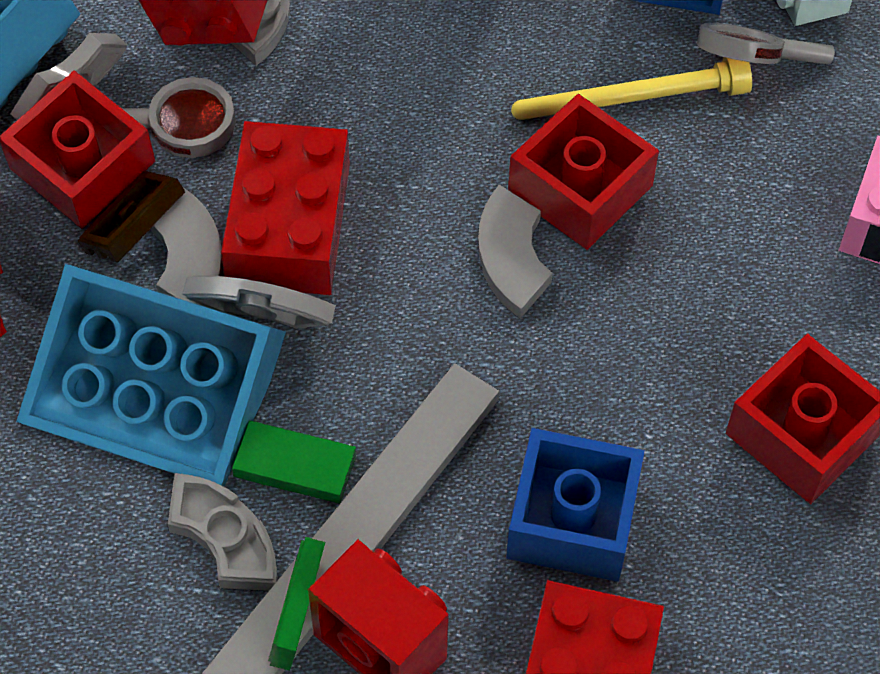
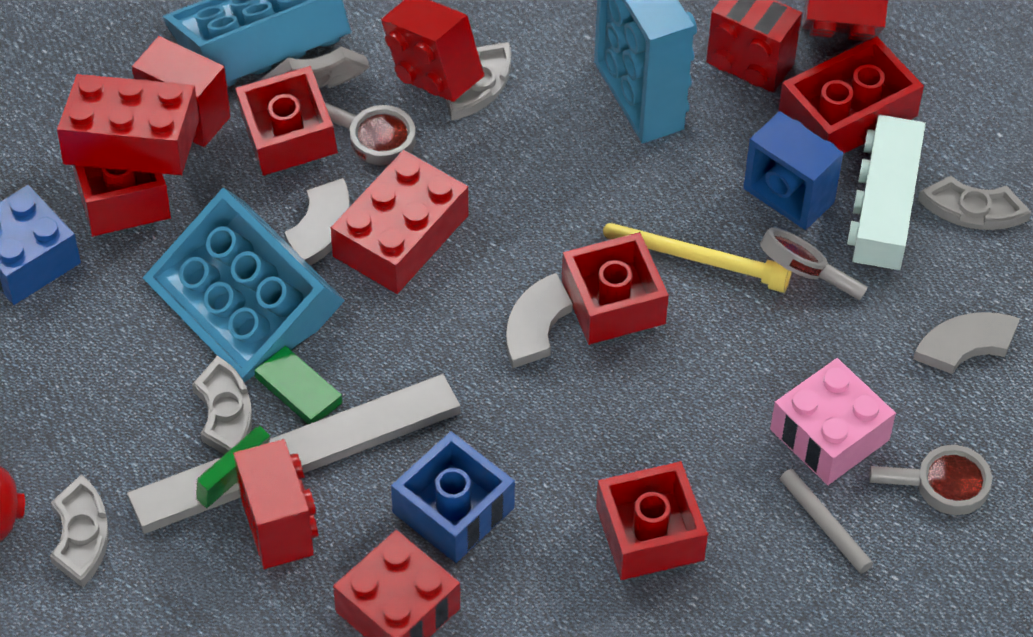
camera: 30 degrees right, 5 degrees down
(131, 216) = (297, 180): dark brown tile -> none
(259, 300) = (339, 272): light grey tile -> none

